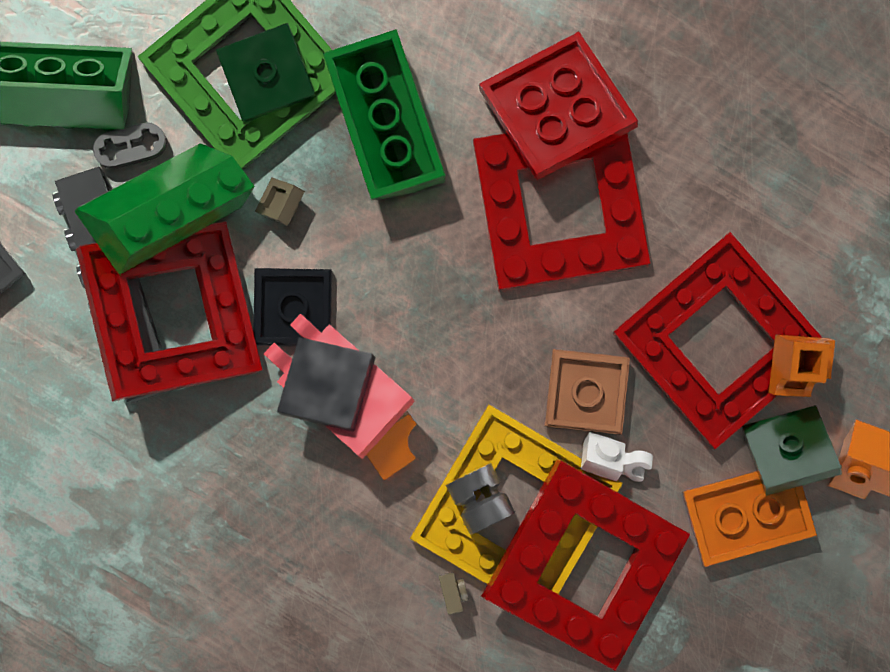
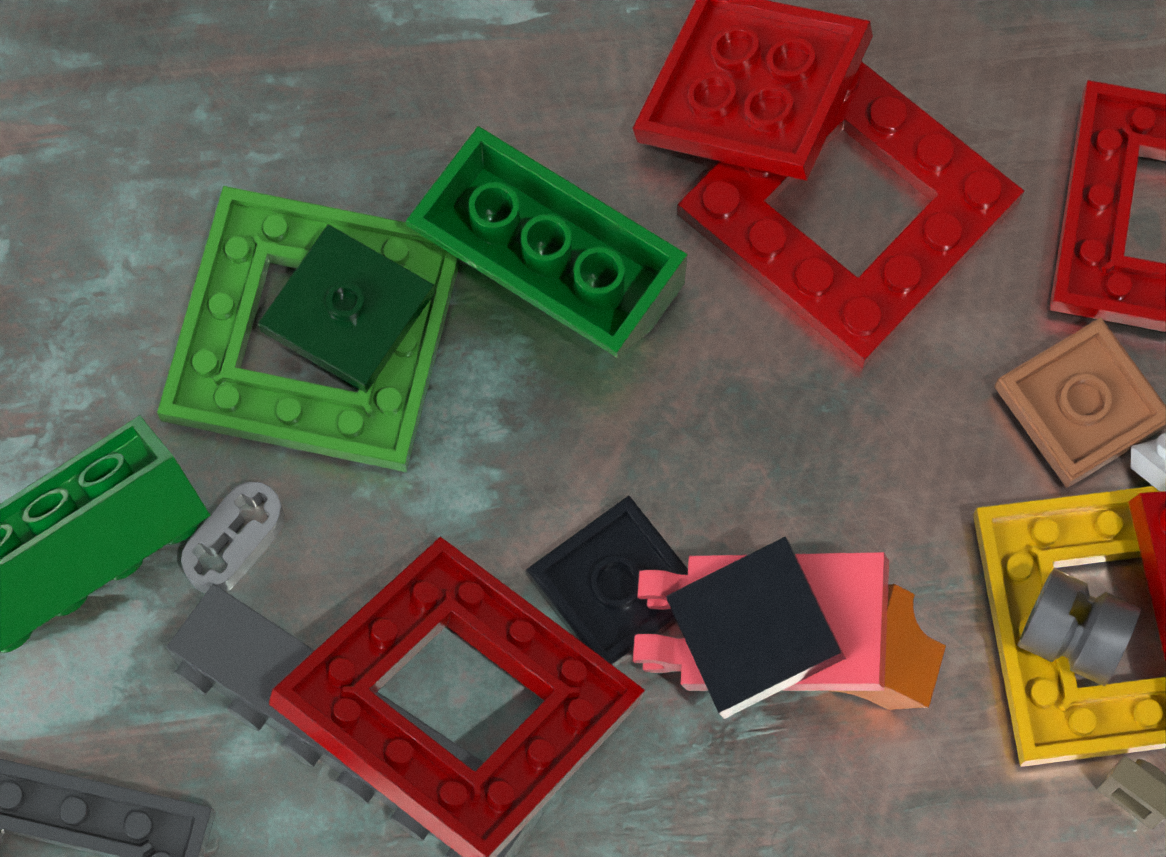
camera: 35 degrees left, 15 degrees down
(165, 205) = (347, 563): green slope -> none
(280, 201) = (492, 458): dark tan plate -> none

